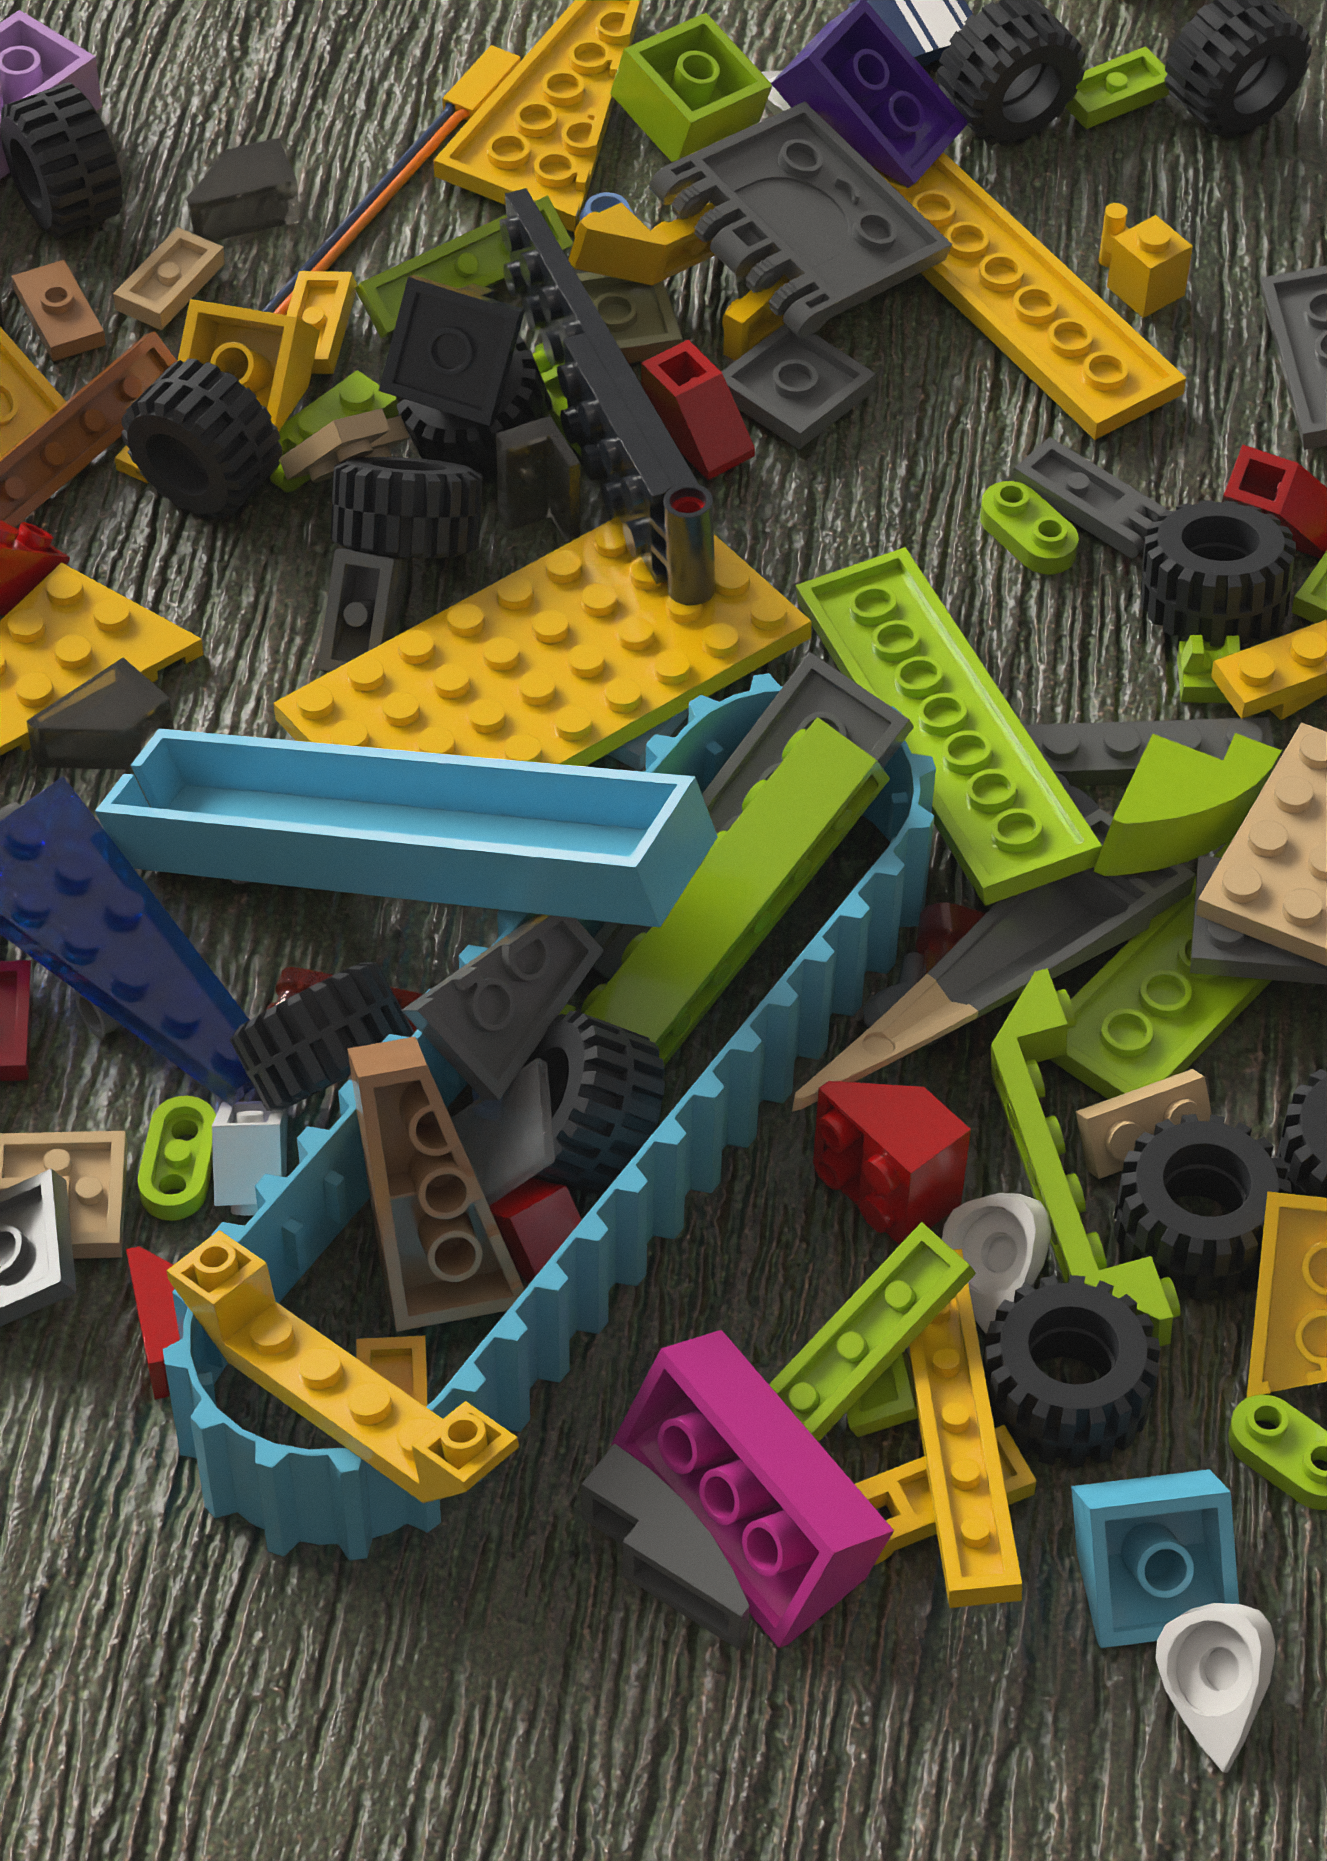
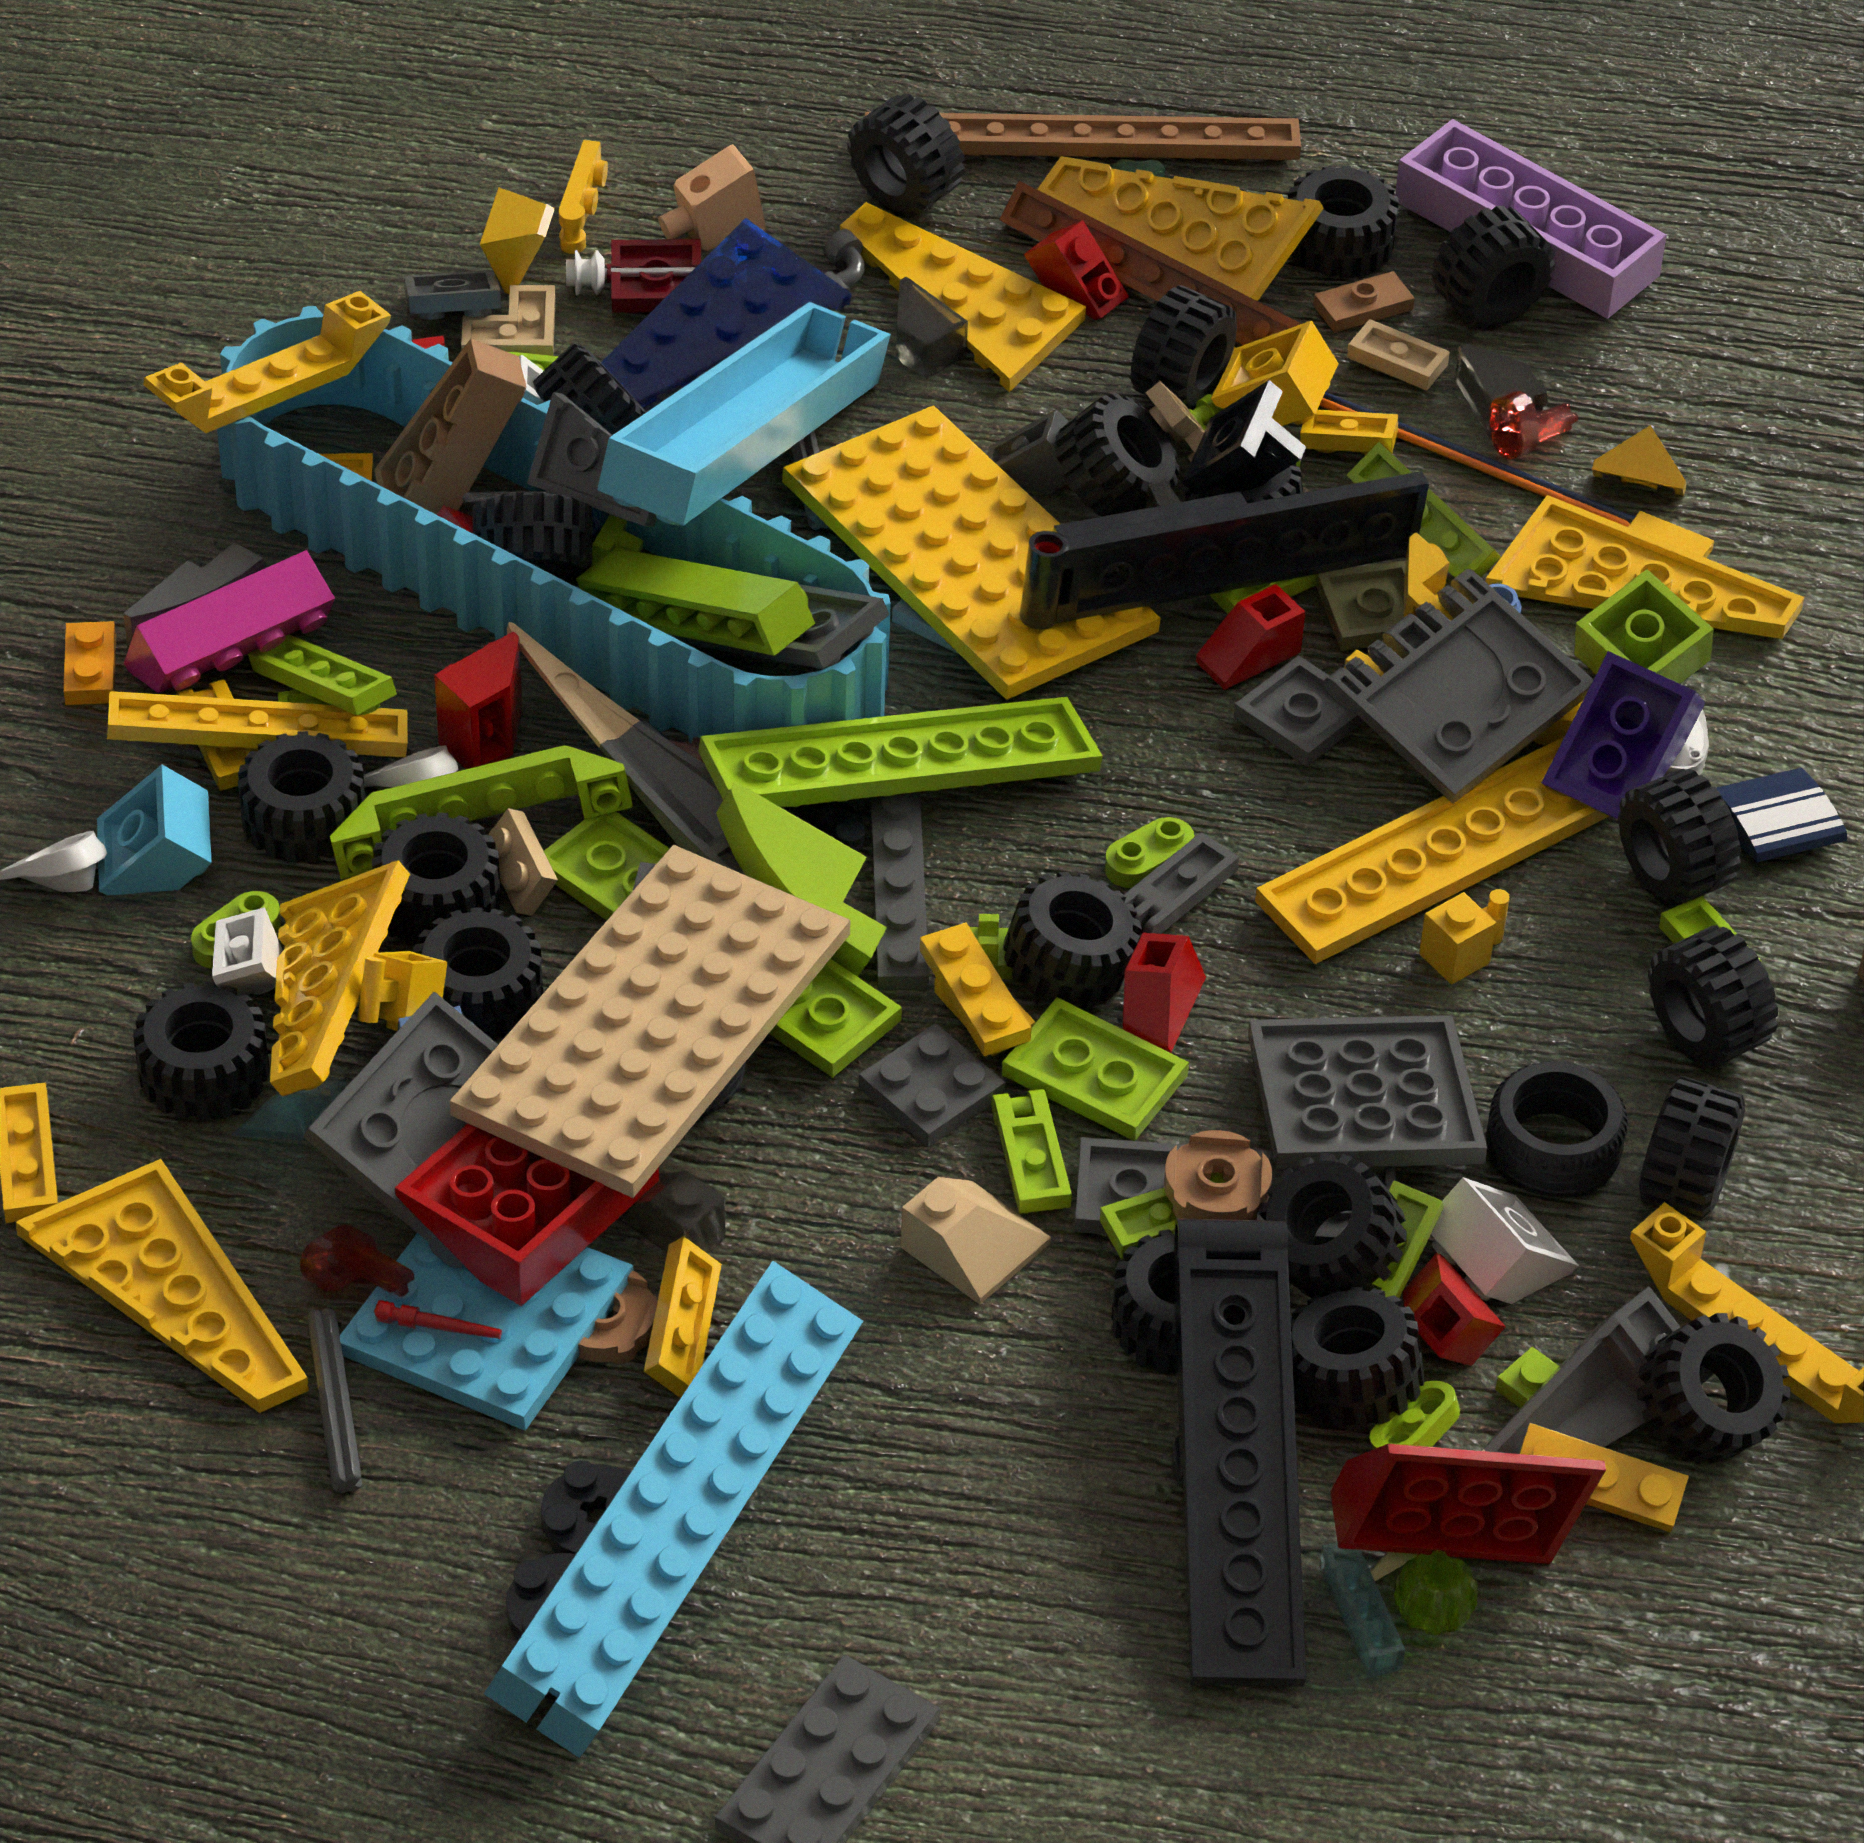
camera: 90 degrees right, 5 degrees down
(324, 167) = (1521, 432): none -> clear red piece
(372, 83) = (1641, 461): none -> yellow slope
(789, 1688) = (89, 662): none -> light orange plate

